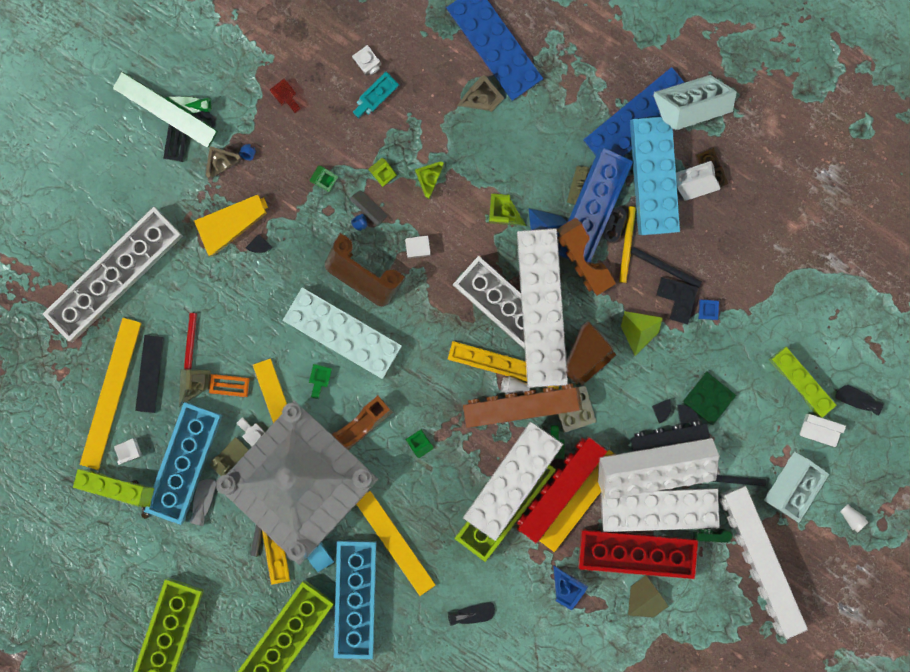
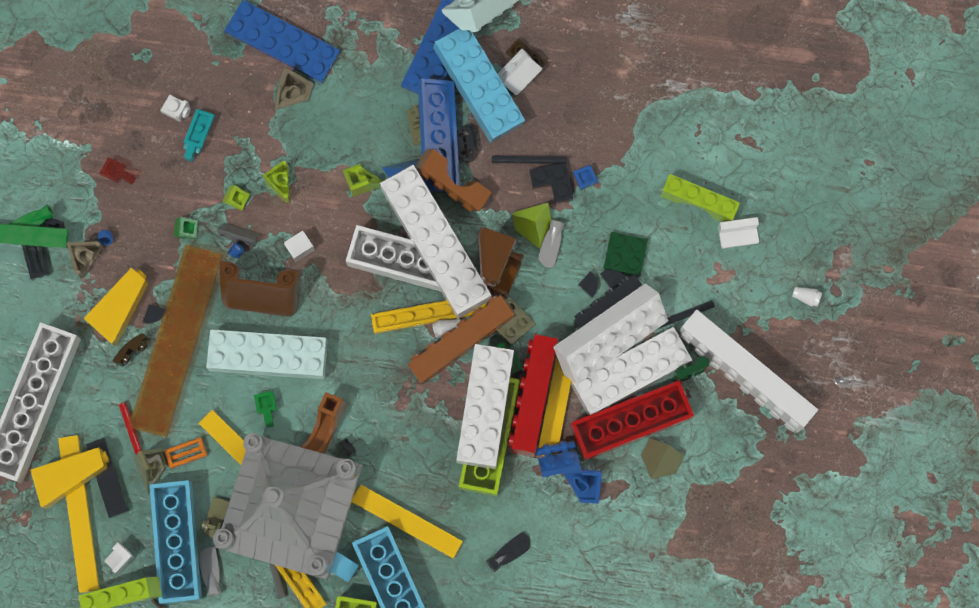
camera: 30 degrees left, 10 degrees down
(112, 356) = (64, 476): none -> yellow slope
(232, 267) = (136, 345): none -> dark brown slope
(252, 433) = (226, 485): white plate -> none
(267, 279) = (176, 341): none -> clear orange plate
(375, 451) = (348, 447): none -> black tile
(419, 443) = (386, 420): green slope -> none
(555, 561) = (558, 463): none -> blue plate
(627, 244) = (485, 156): yellow bar -> none
(646, 356) = (551, 244): none -> light grey piece
(796, 487) = (742, 293): light aqua slope -> none
(859, 399) = (757, 191): black piece -> none

